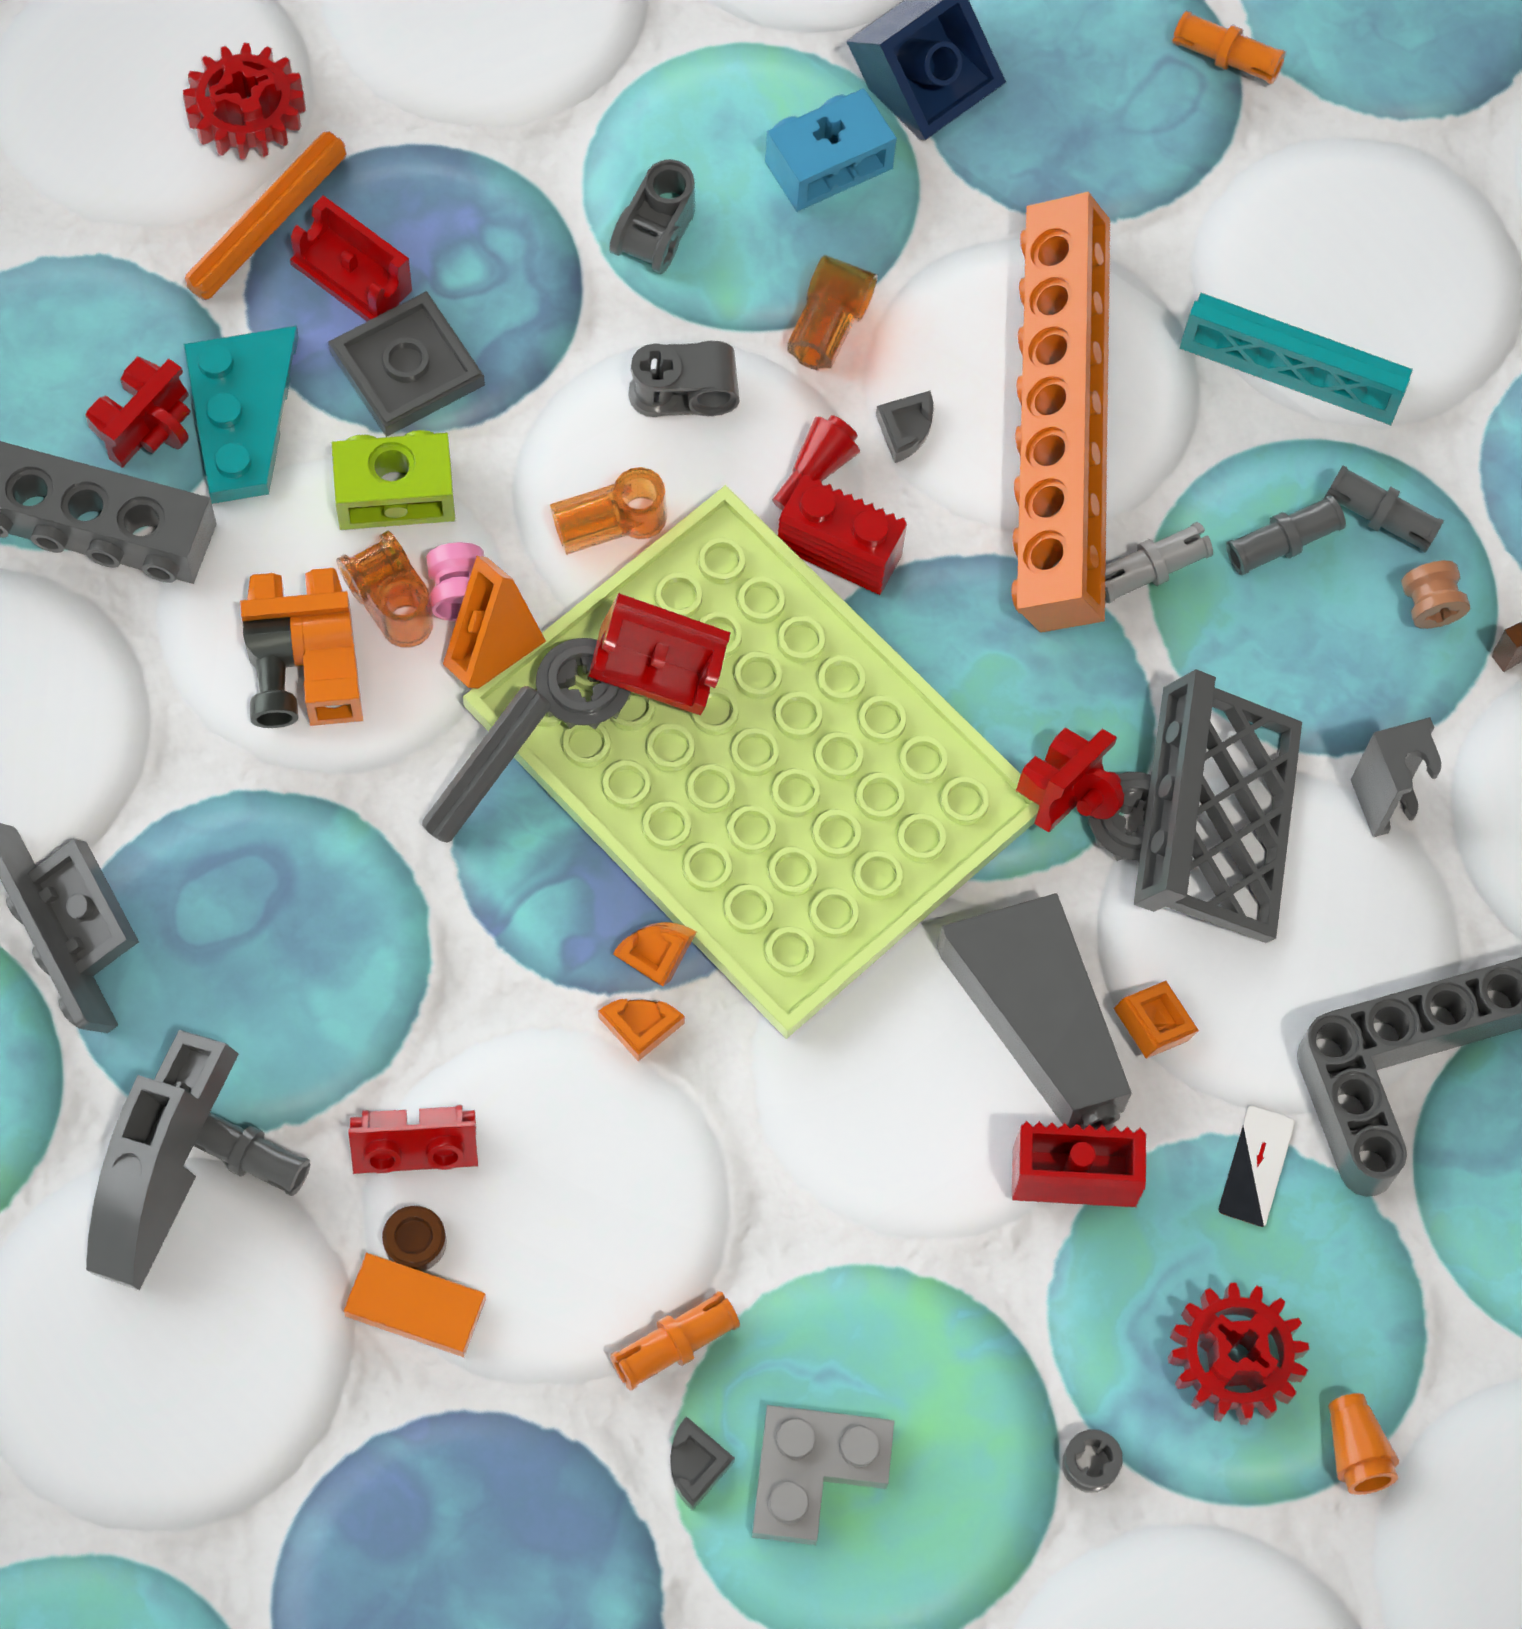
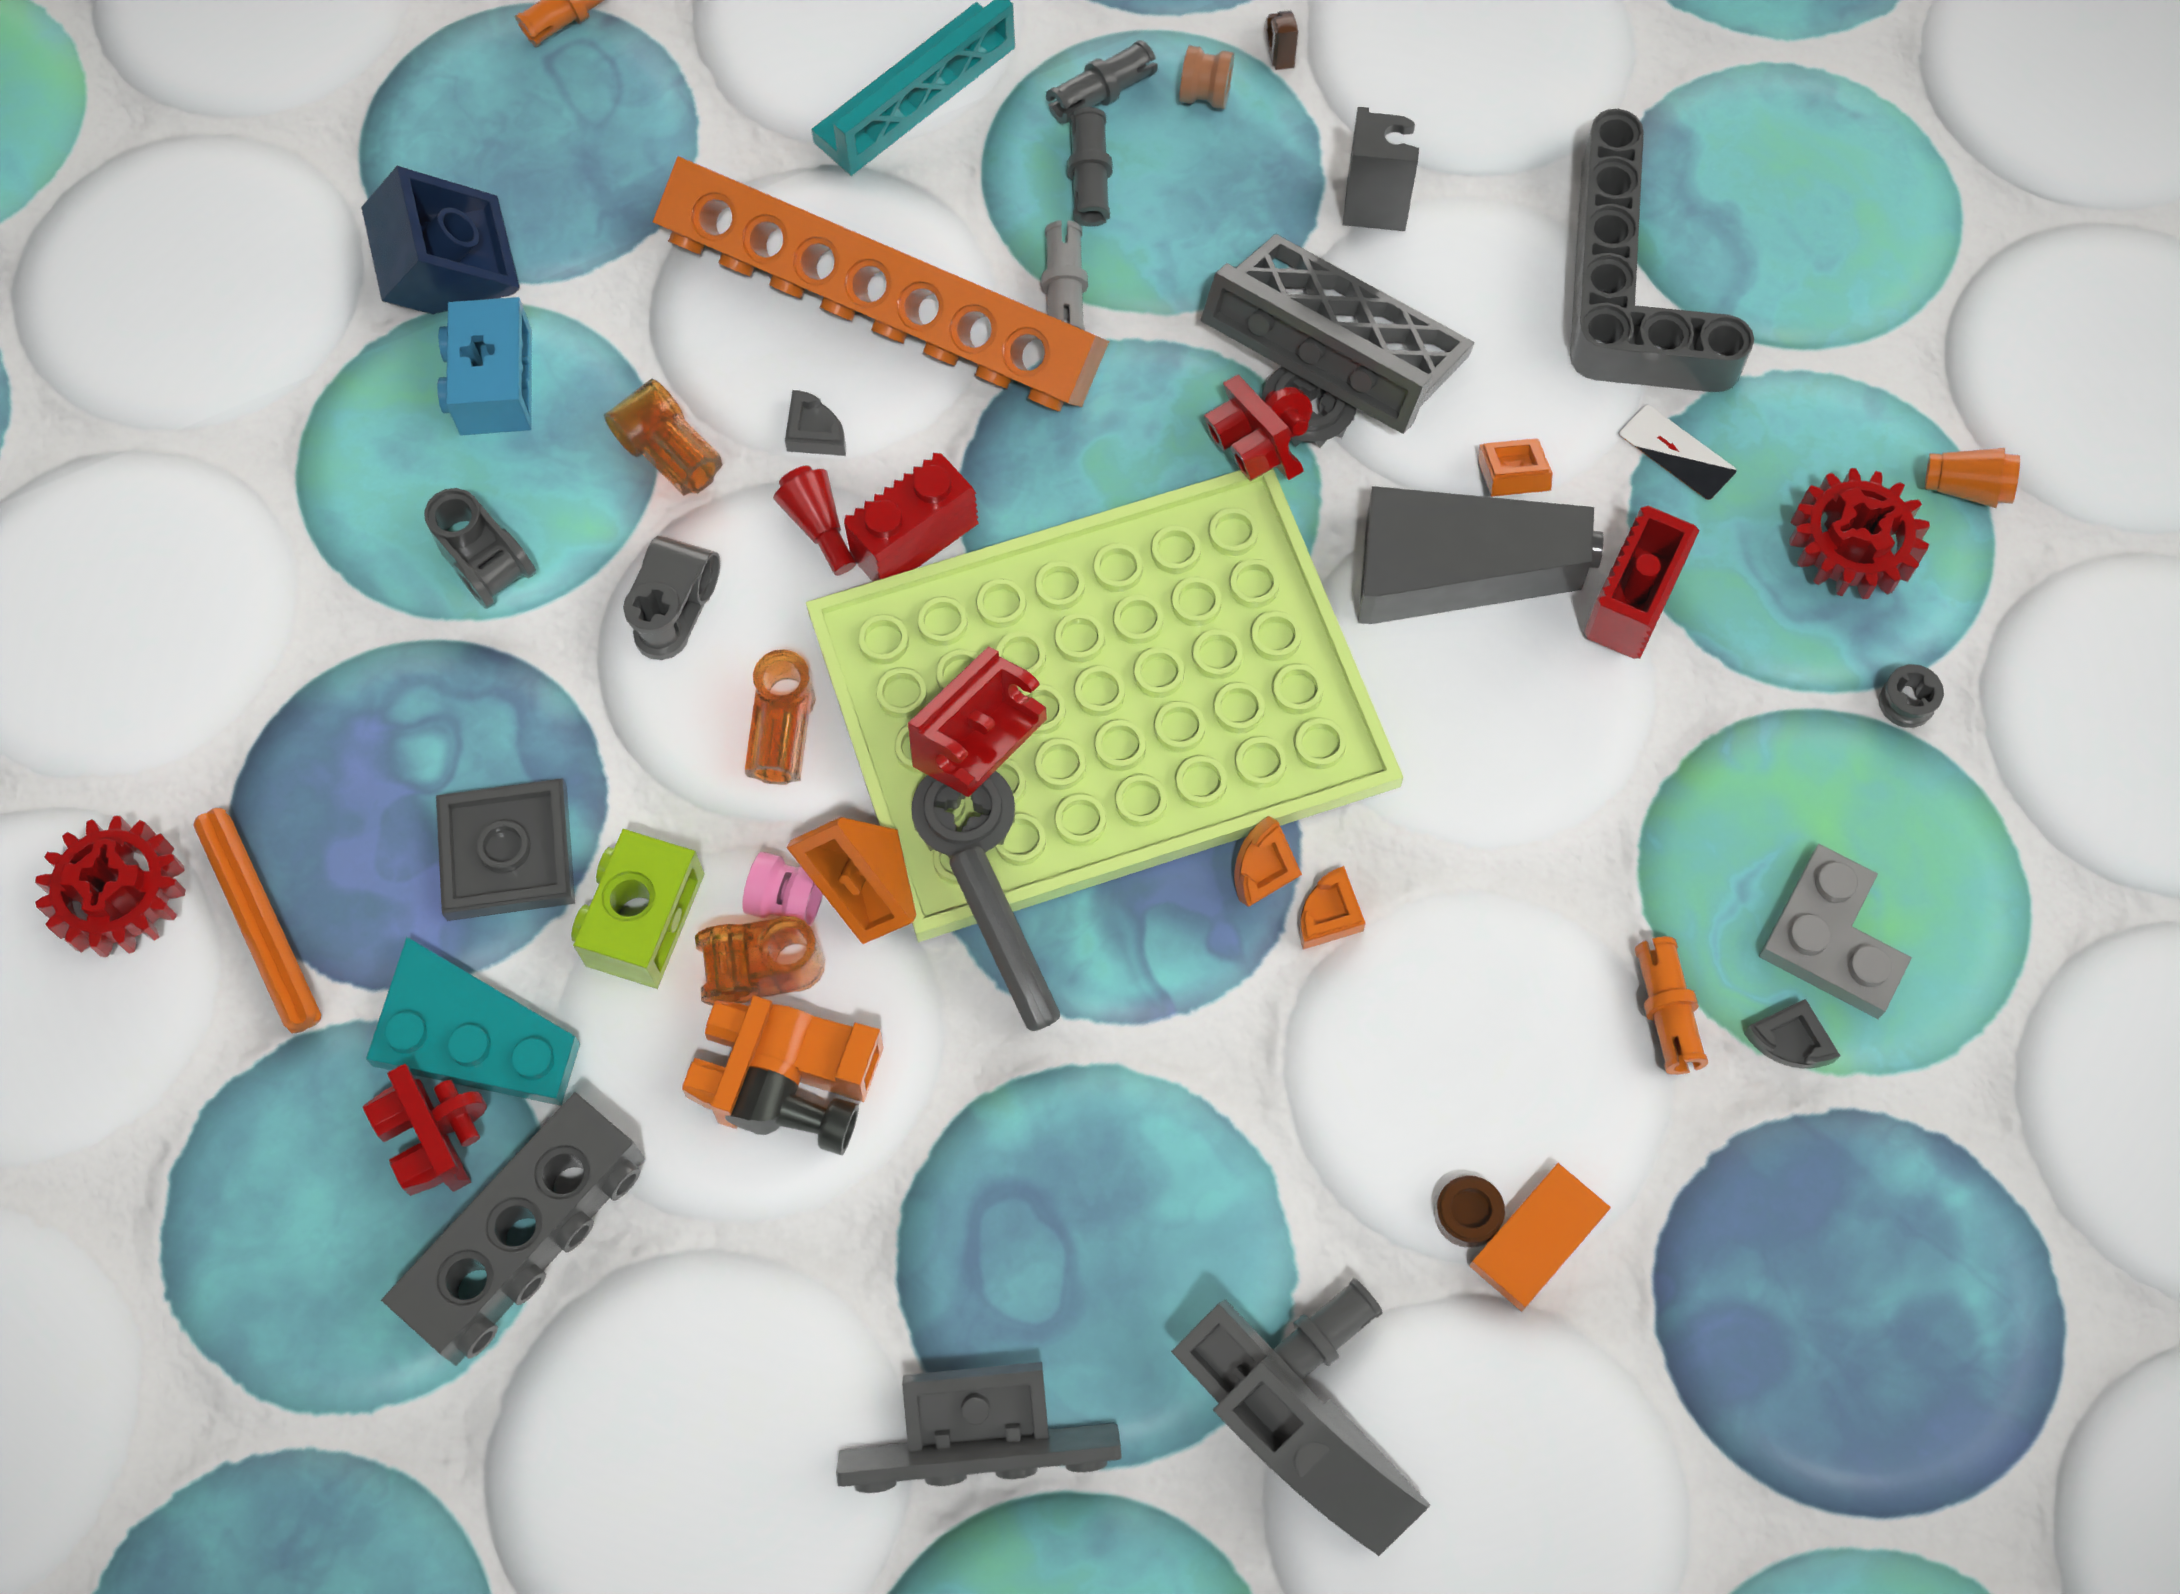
camera: 60 degrees left, 0 degrees up
(350, 261) = (363, 854): red hinge -> none
(386, 1143) = (1364, 1197): red hinge -> none

